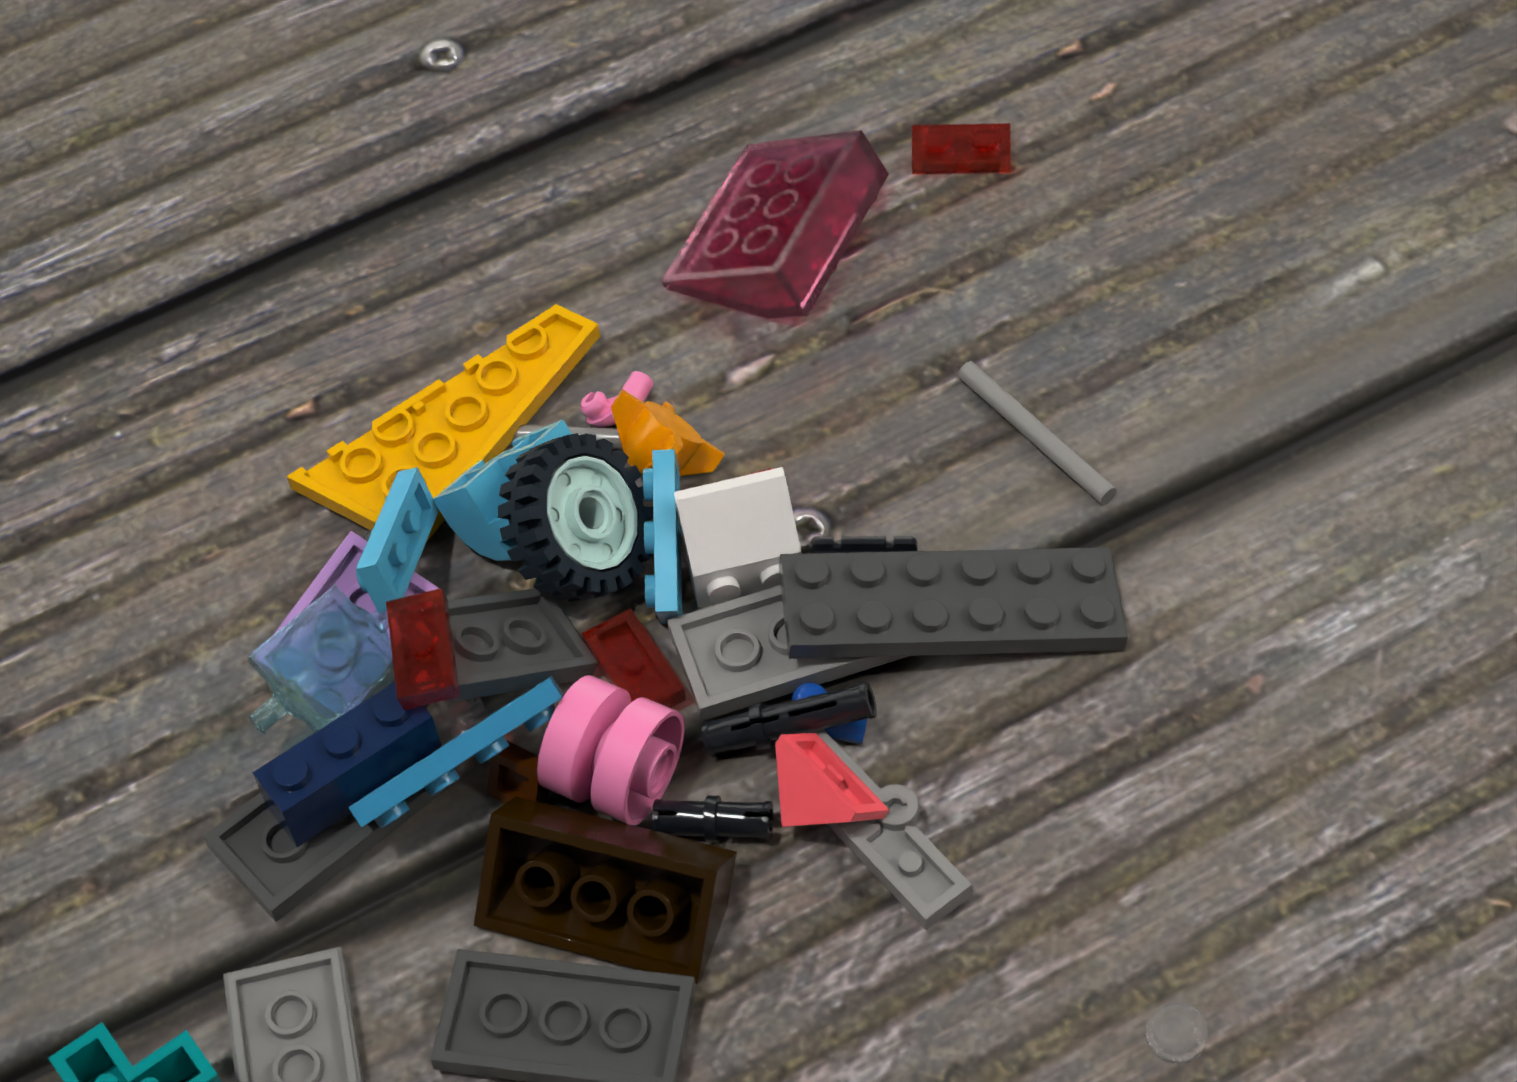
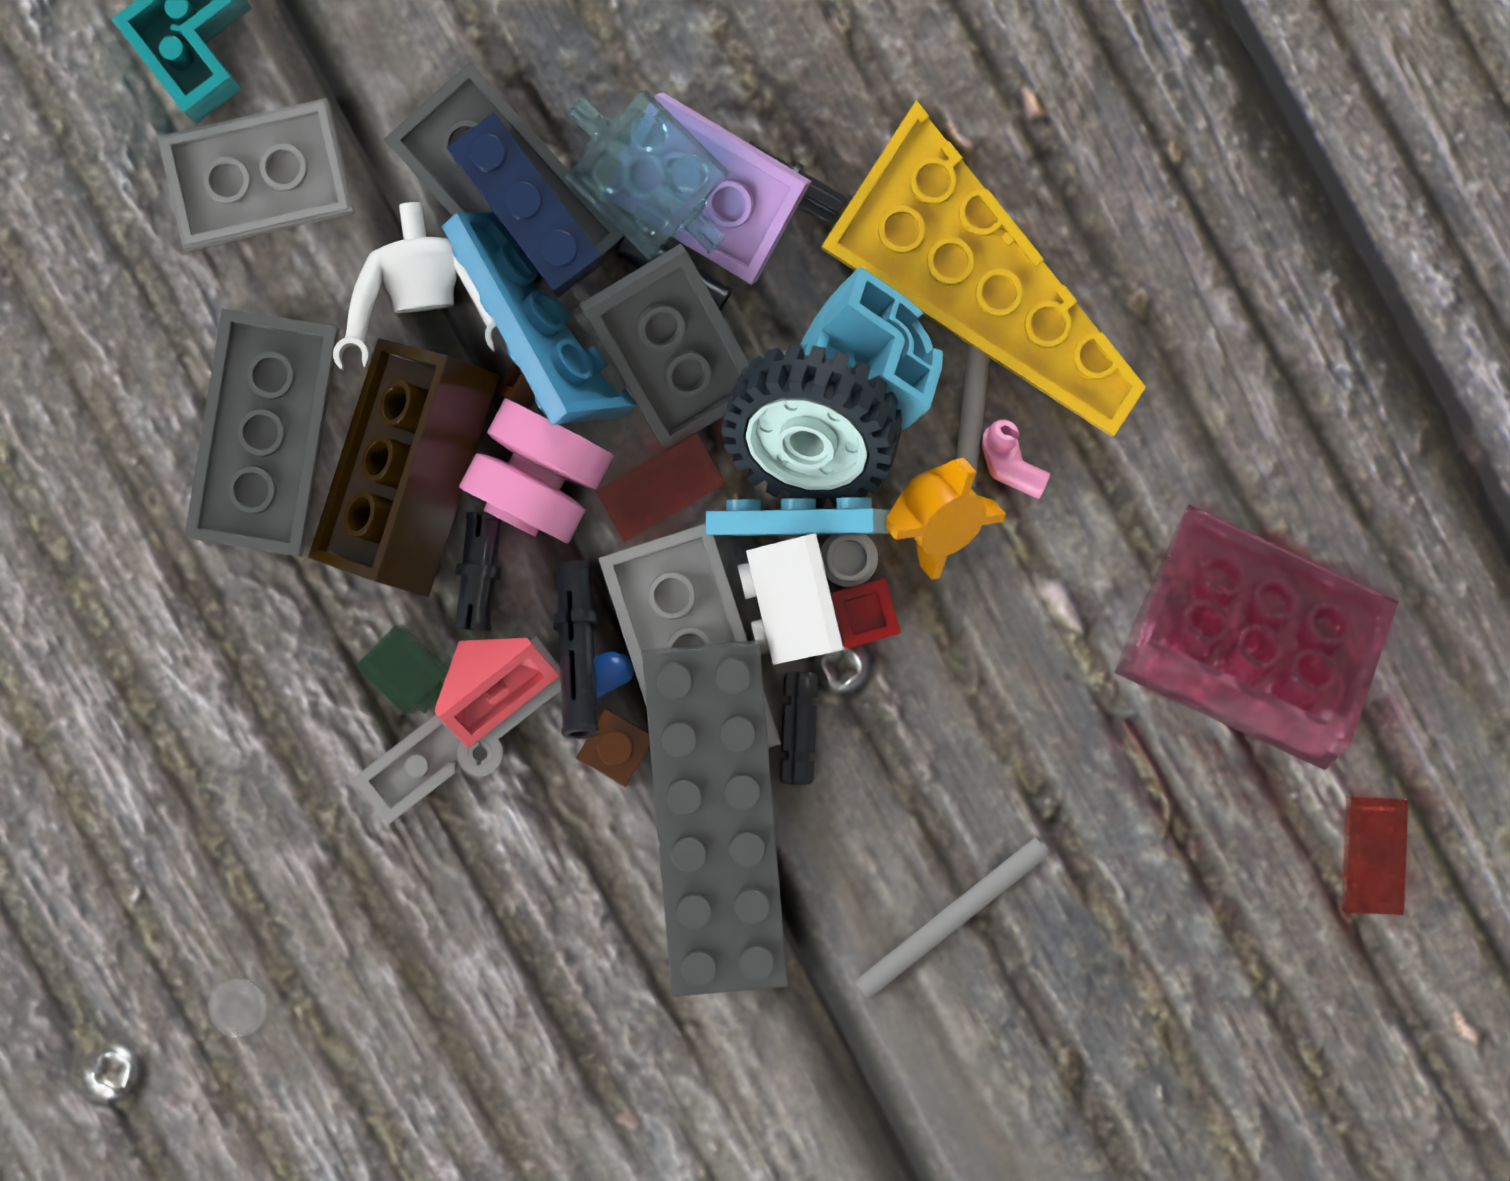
camera: 80 degrees right, 35 degrees up
(397, 539) = (785, 235): medium azure plate -> none
(414, 879) = (417, 276): none -> white piece
(422, 649) = (615, 278): clear red plate -> none
(812, 877) = (405, 671): none -> clear green brick
(895, 698) = (616, 749): none -> reddish brown plate

